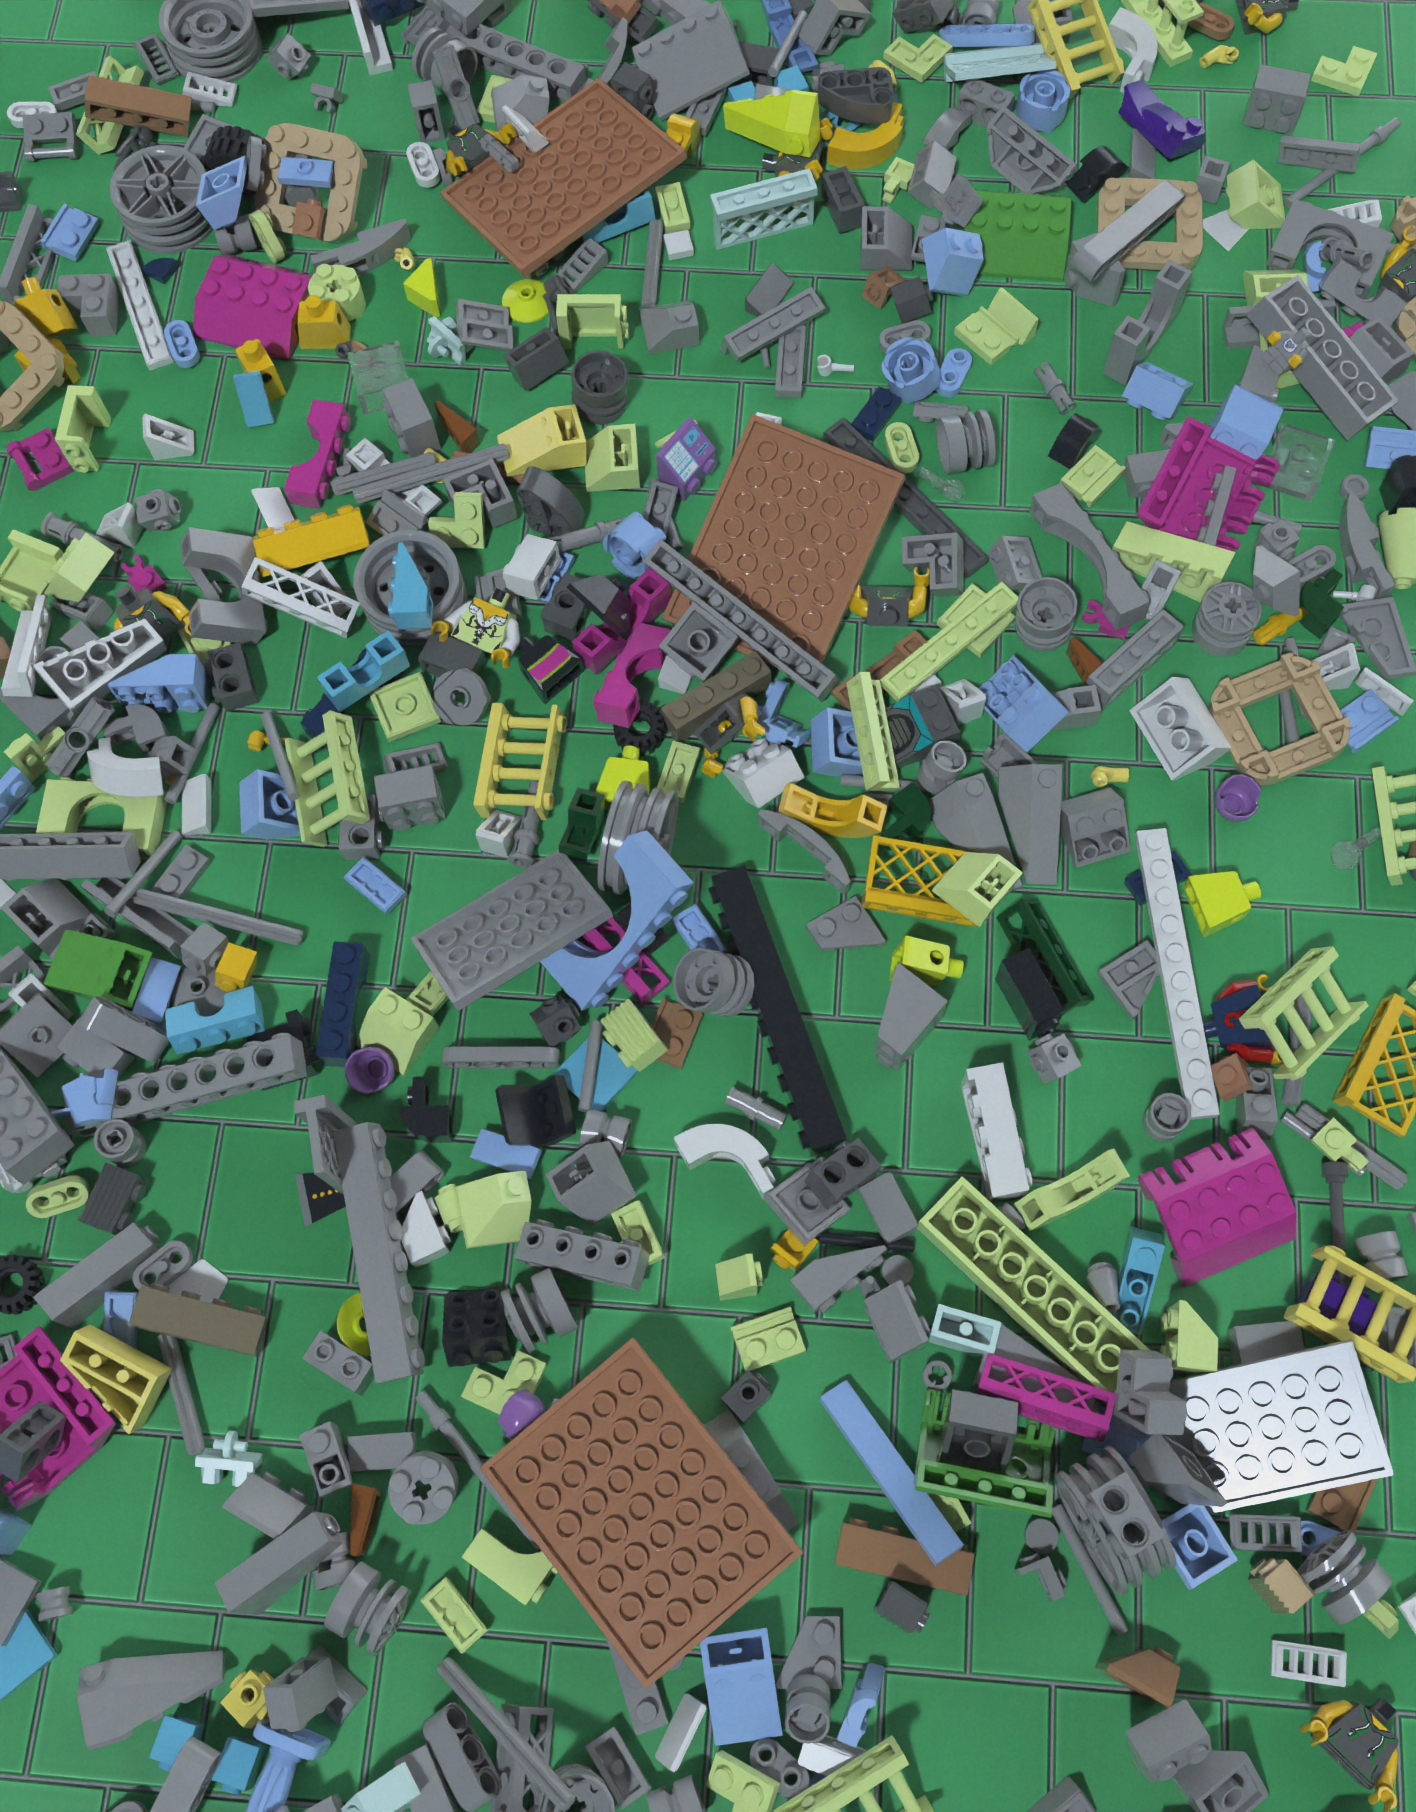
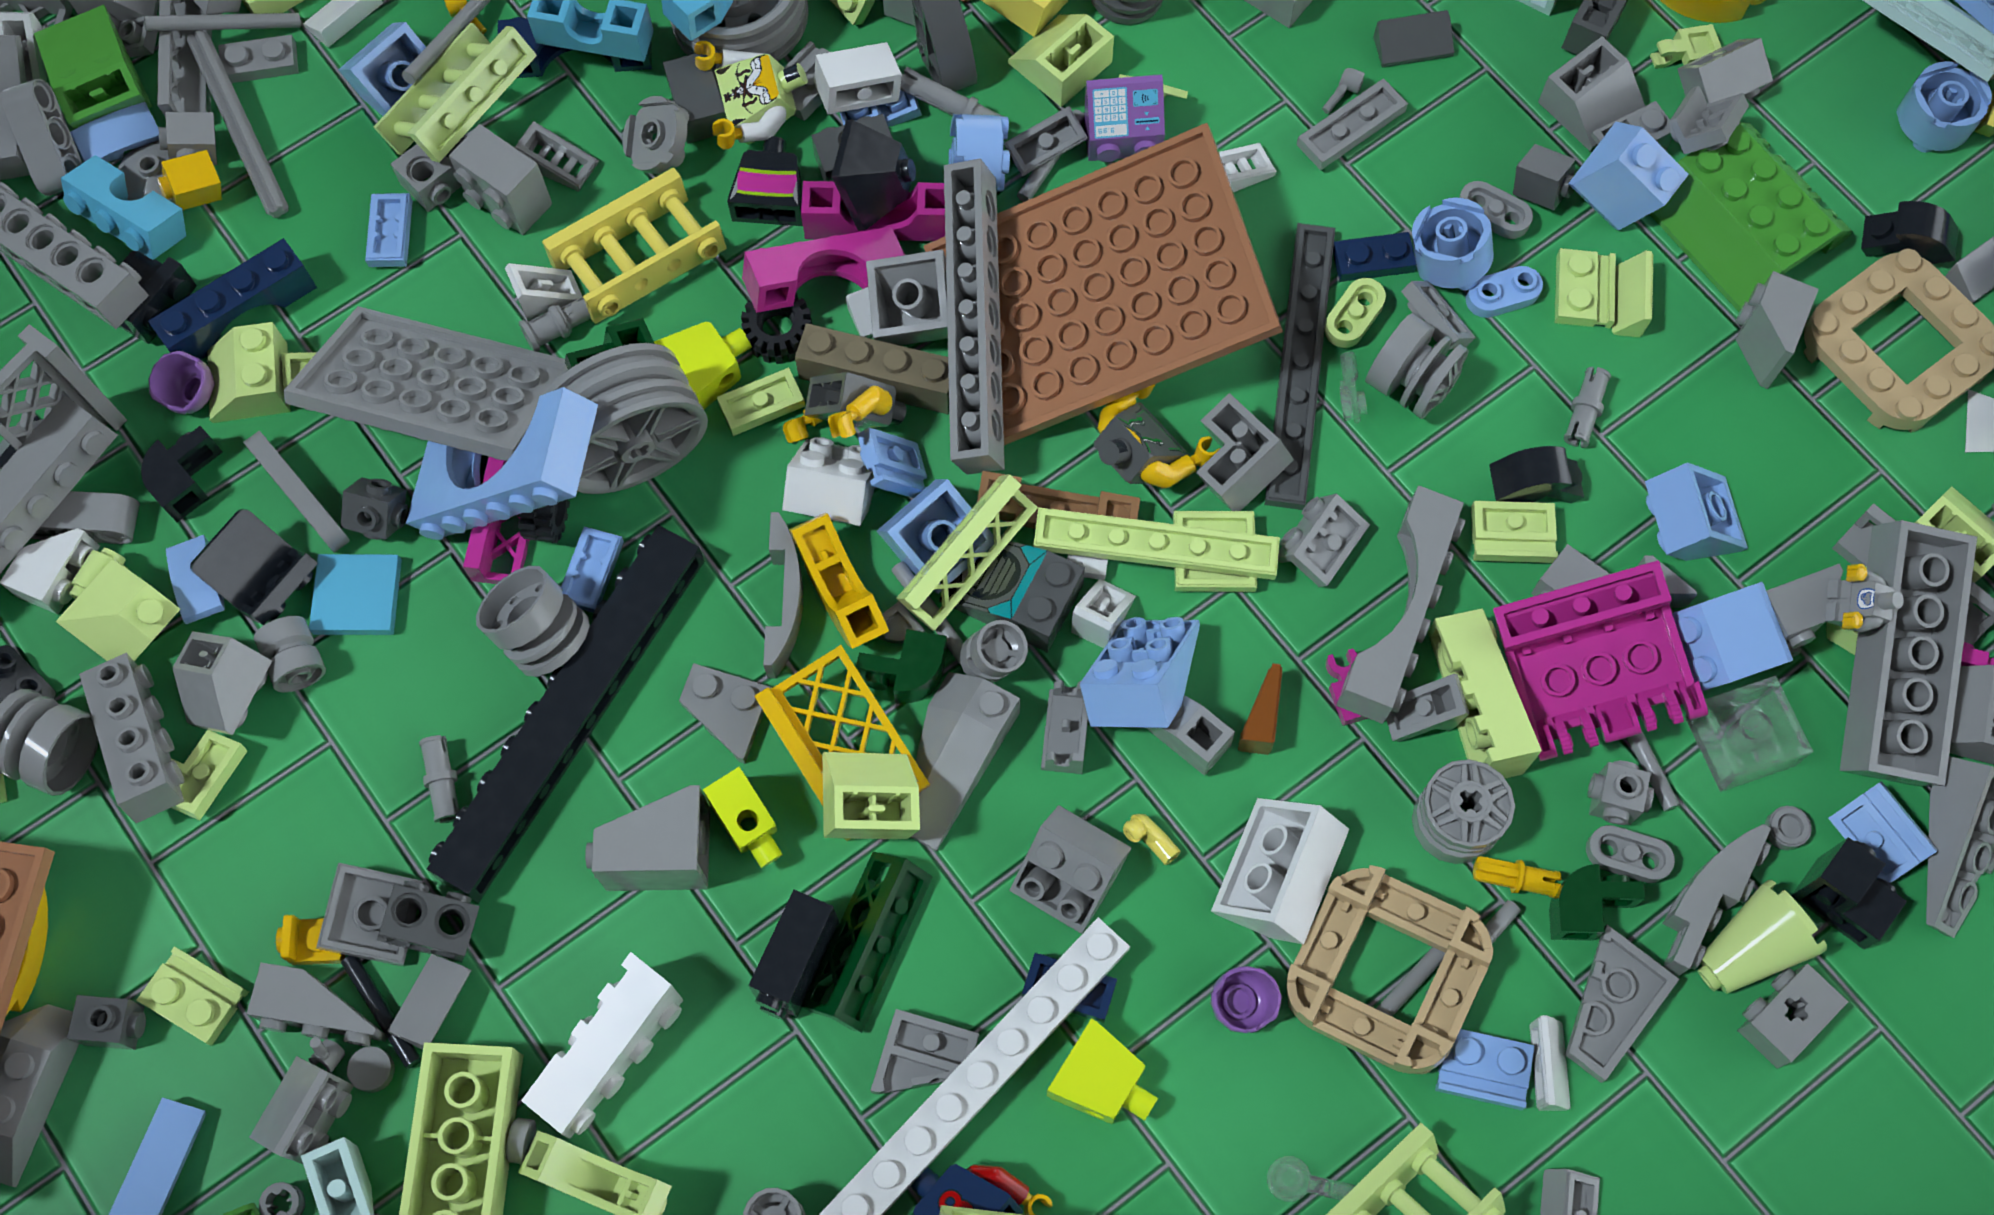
camera: 45 degrees right, 0 degrees up
(404, 707) = (605, 96): yellowish green plate -> none
(590, 1066) = (352, 581): light grey bar -> none
(633, 1035) = (417, 594): yellowish green brick -> none
(677, 1030) = (451, 635): medium nougat plate -> none
(728, 1142) = (379, 789): white arch -> none
(738, 1277) = (229, 911): yellowish green slope -> none
(772, 324) = (1373, 71): light grey fence -> none
(775, 695) = (923, 428): light blue plate -> none
(826, 367) = (1384, 167): white hand -> none
(878, 286) = (1538, 130): medium nougat bracket -> none
(947, 127) = (1799, 44): light grey slope -> none
(983, 100) = (1876, 56): light grey brick -> none
(1025, 155) = (1854, 144): light grey wedge -> none
(1032, 811) = (1022, 787): light grey wedge -> none
(1046, 600) = (1283, 592): light grey wheel -> none
(1053, 1057) = (749, 1054): light grey brick -> none
(1127, 230) = (1847, 314): light grey beam -> none
(1135, 657) = (1317, 750): light grey fence -> none
(1137, 338) = (1806, 434): light grey arch -> none
(1215, 507) = (1586, 688): light grey plate -> none
(1276, 582) = (1546, 825): light grey slope -> none
(1334, 639) = (1560, 960): light grey tile -> none
(1339, 667) = (1515, 981): white slope -> none
(1365, 593) = (1654, 946): white hand -> none

